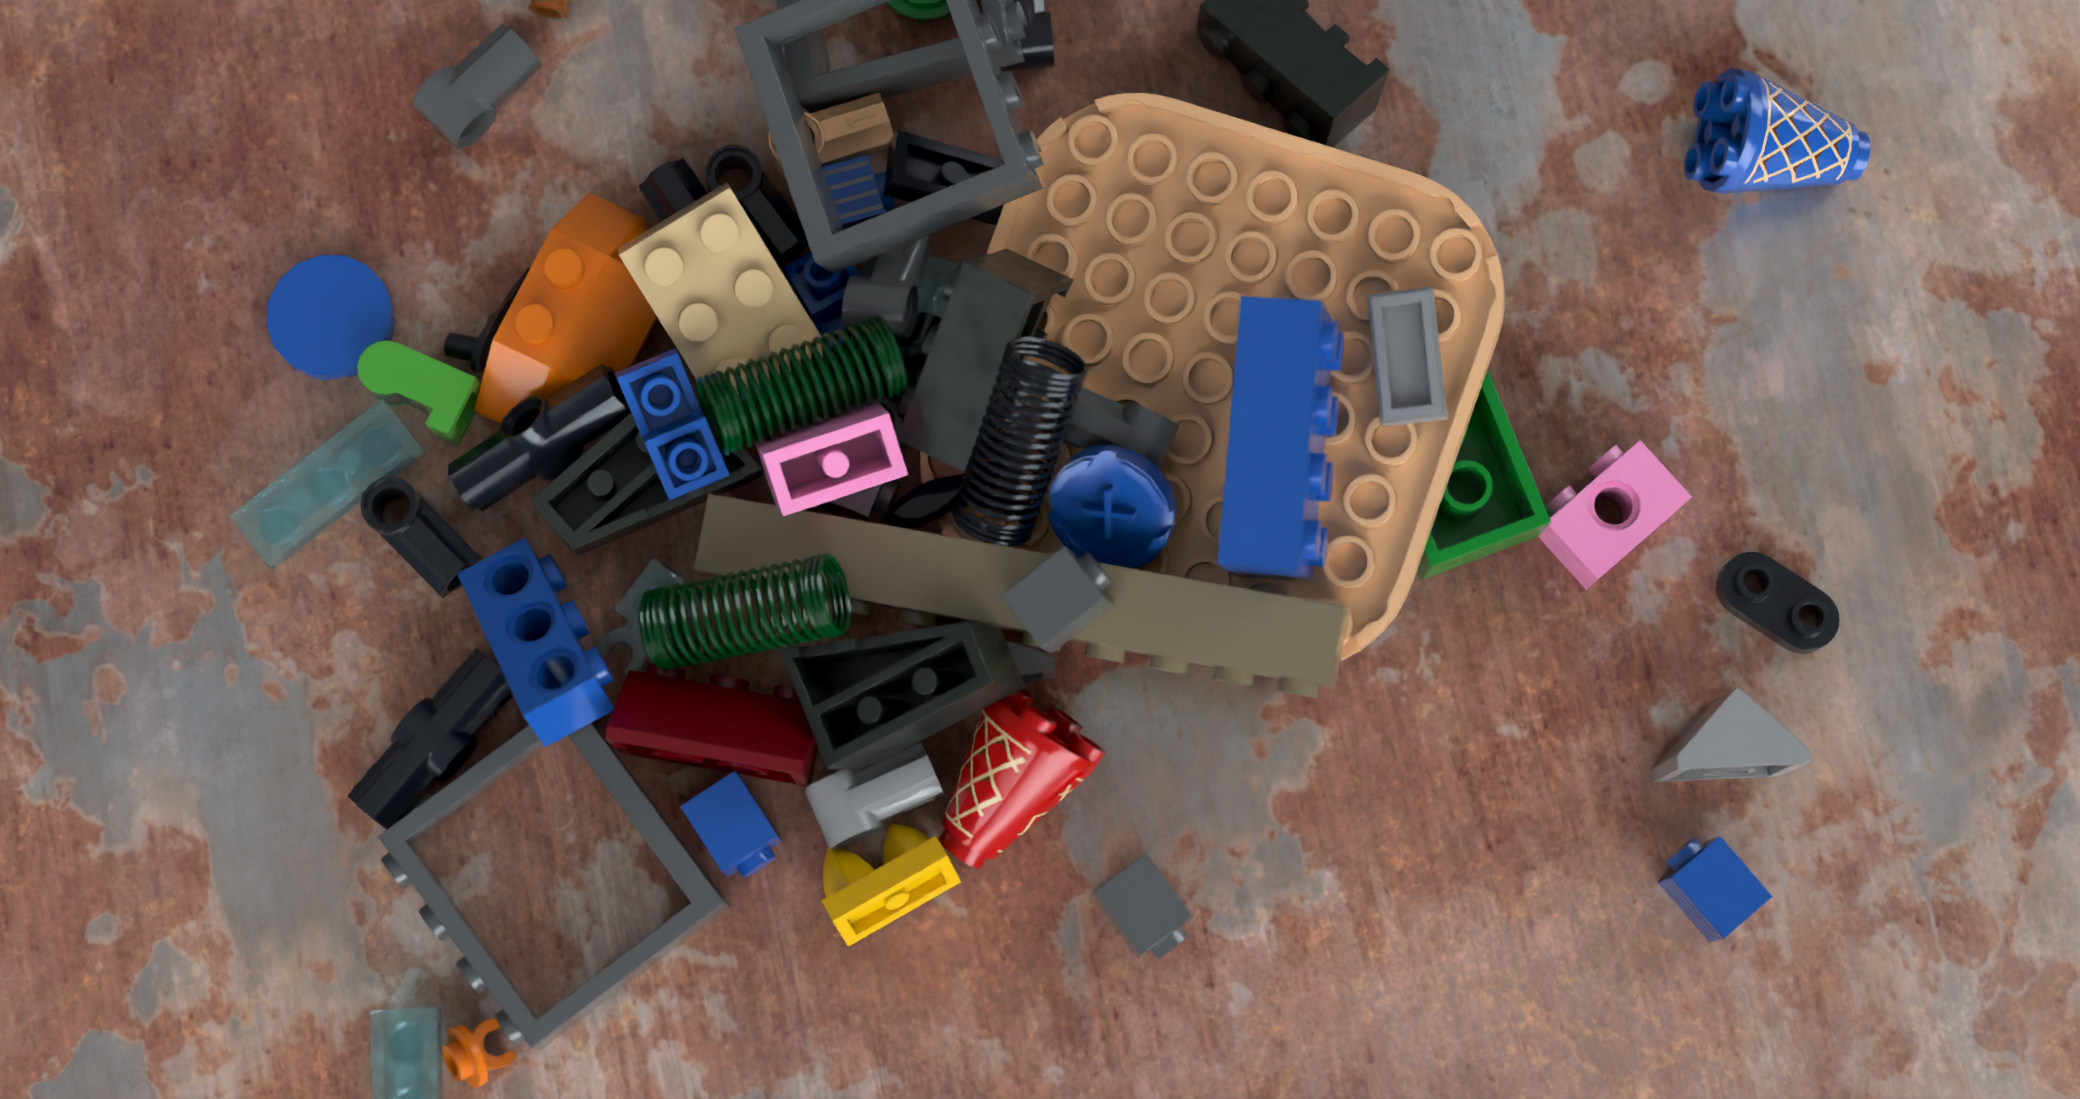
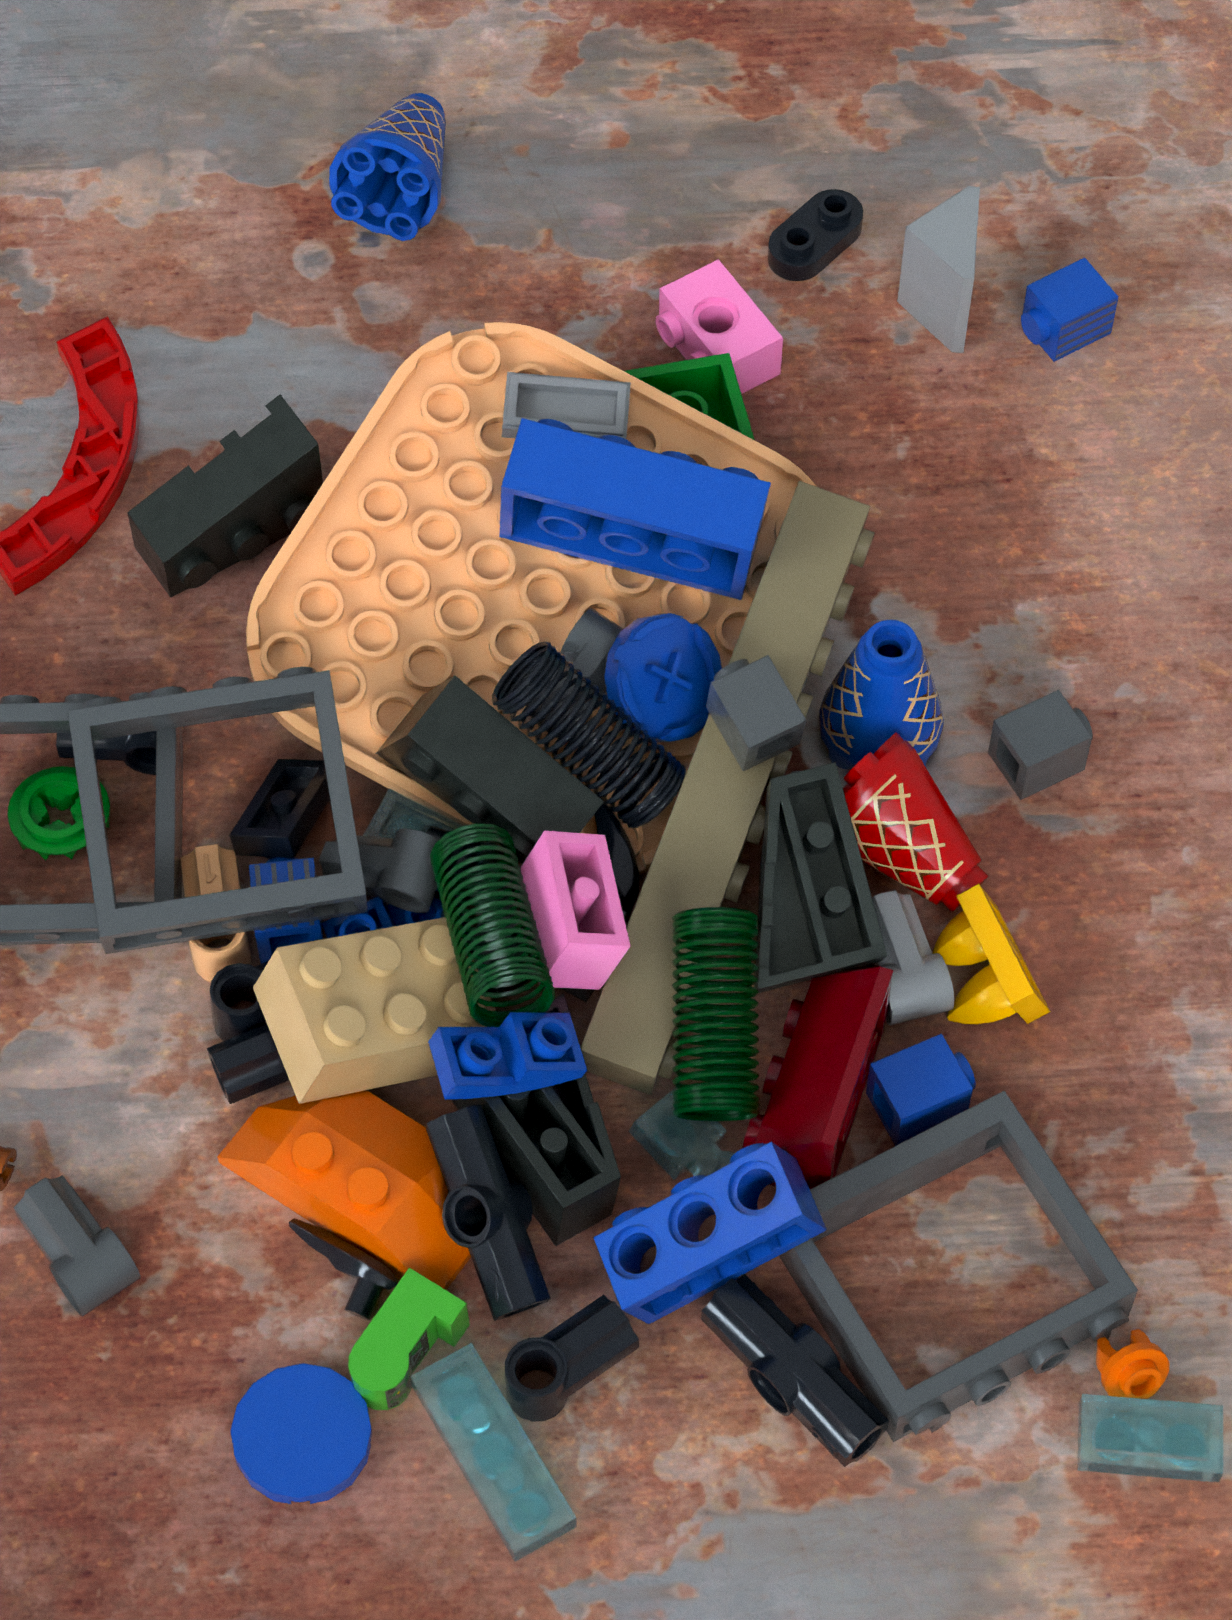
camera: 80 degrees left, 20 degrees down
(1150, 769) = (881, 692): none -> blue cone

